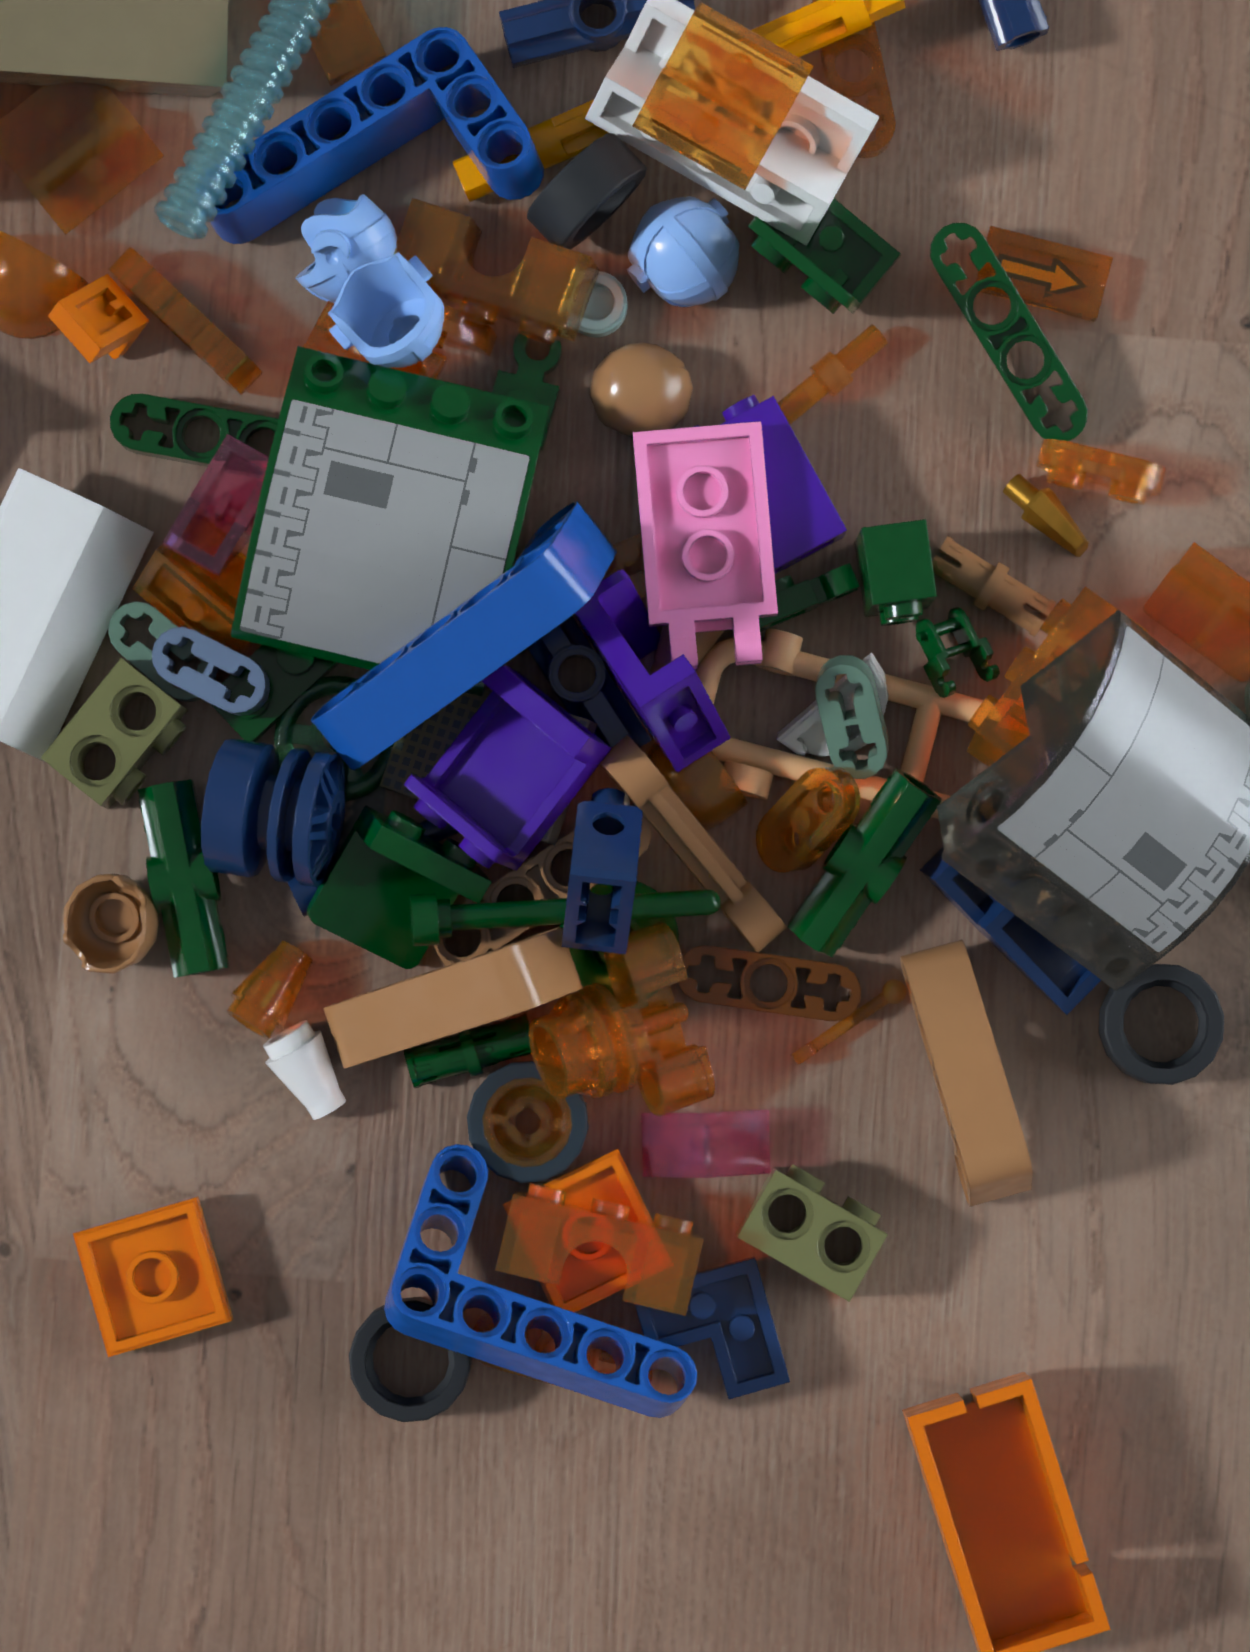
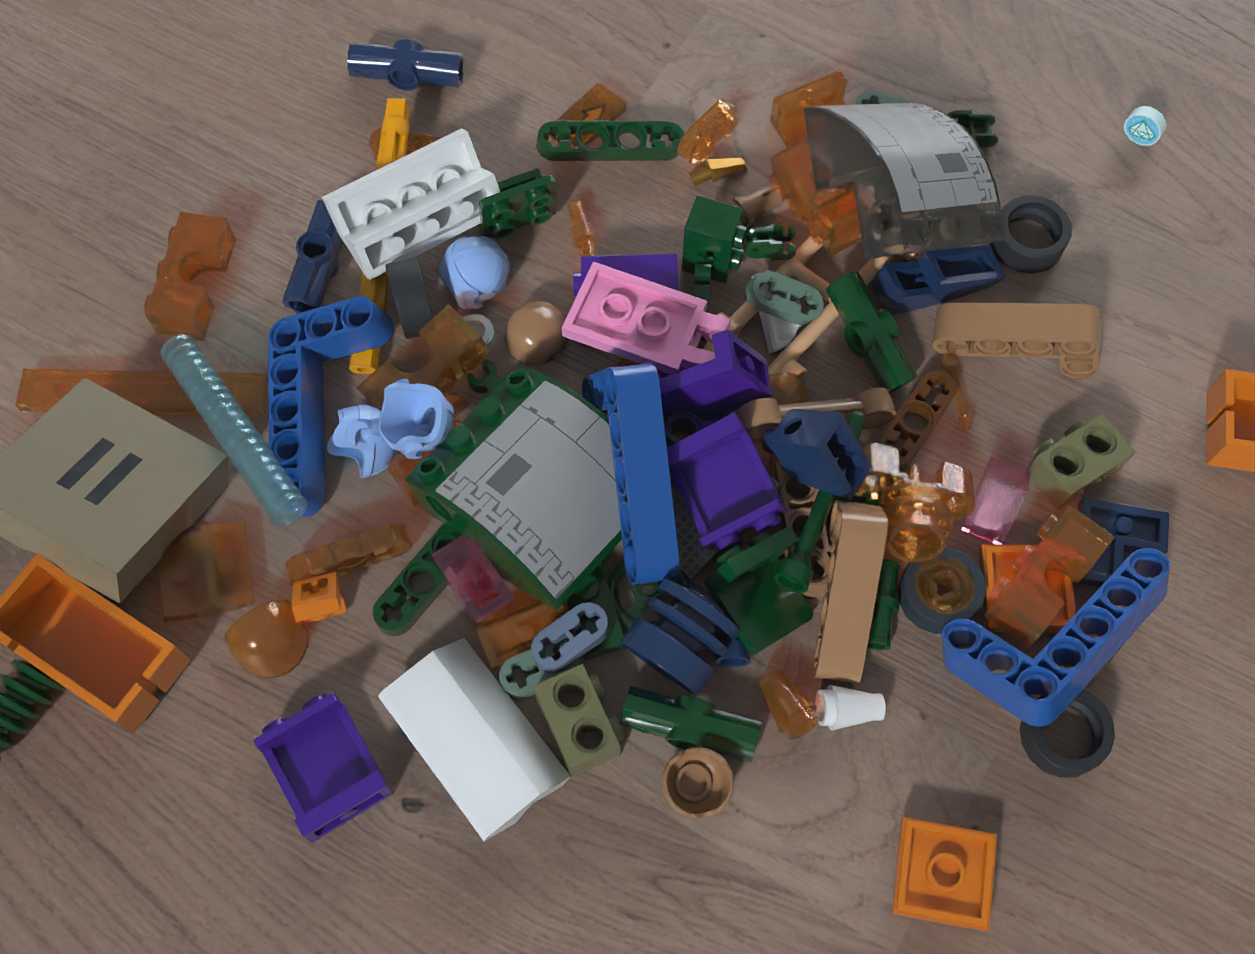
camera: 65 degrees left, 20 degrees down
(722, 95) = (402, 188): clear orange slope -> none
(810, 813) = (831, 349): clear orange plate -> none

